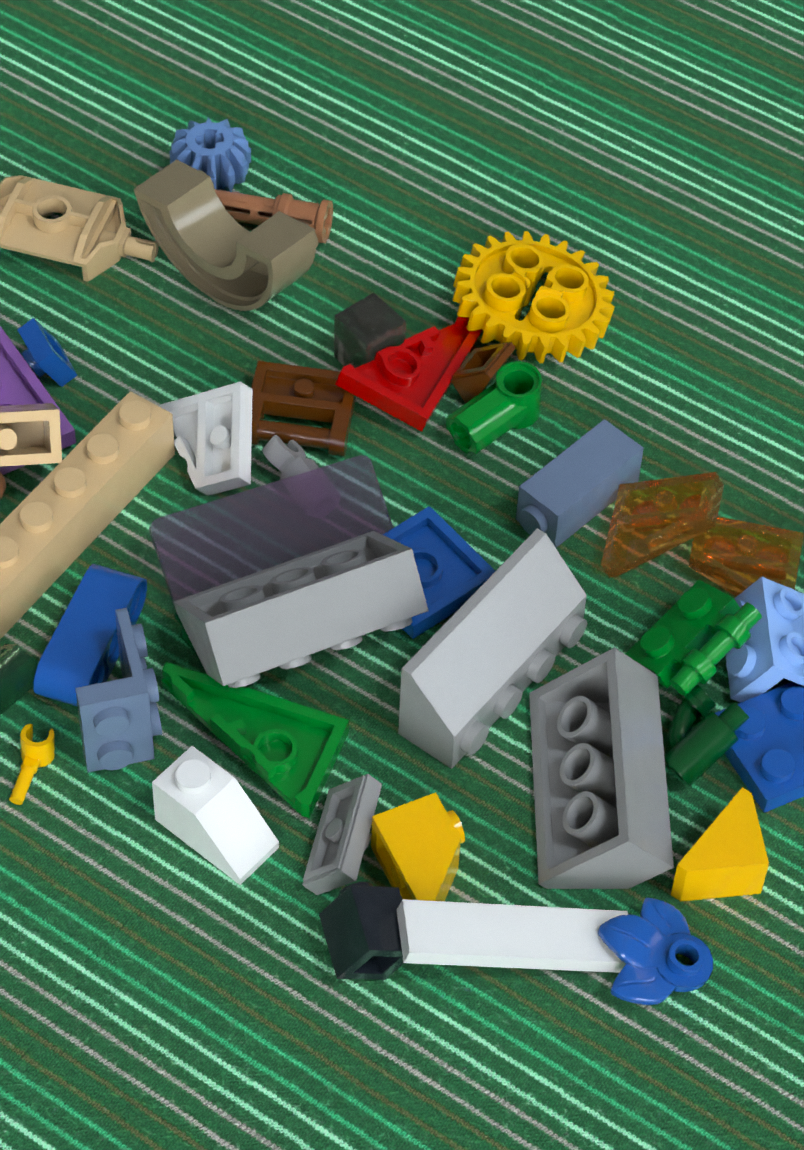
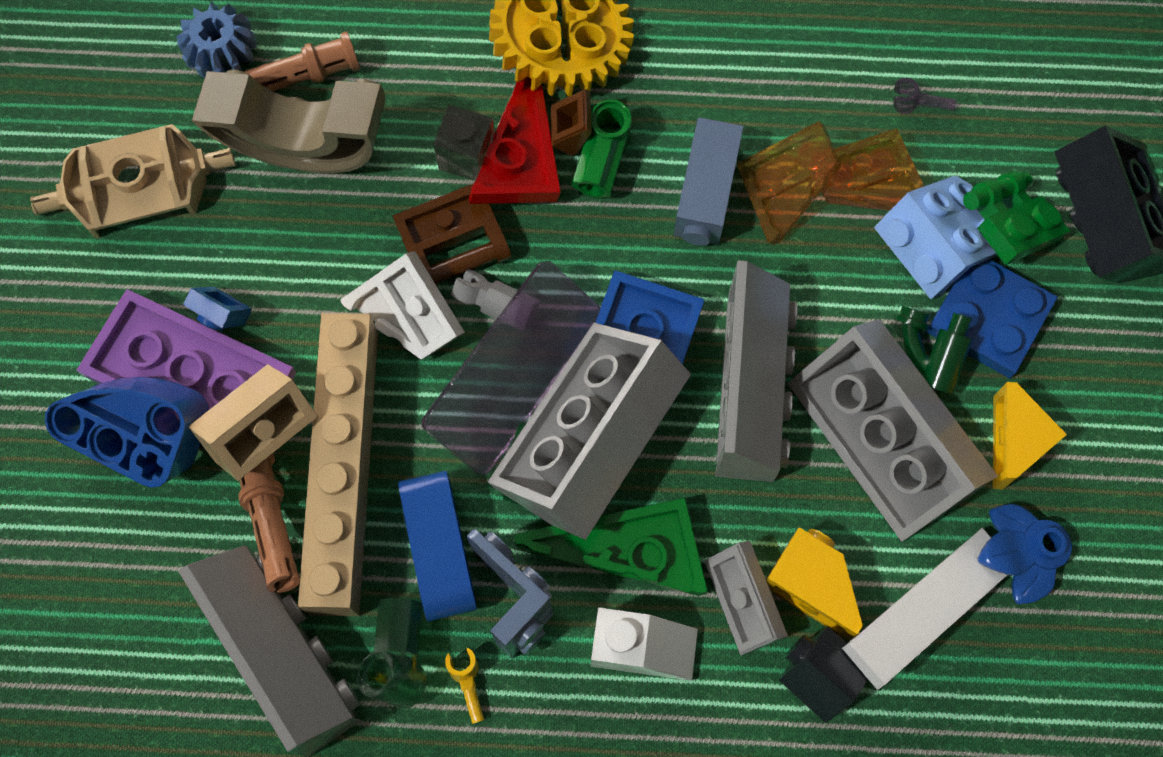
camera: 30 degrees left, 20 degrees up
(694, 637) = (874, 269): green plate -> none

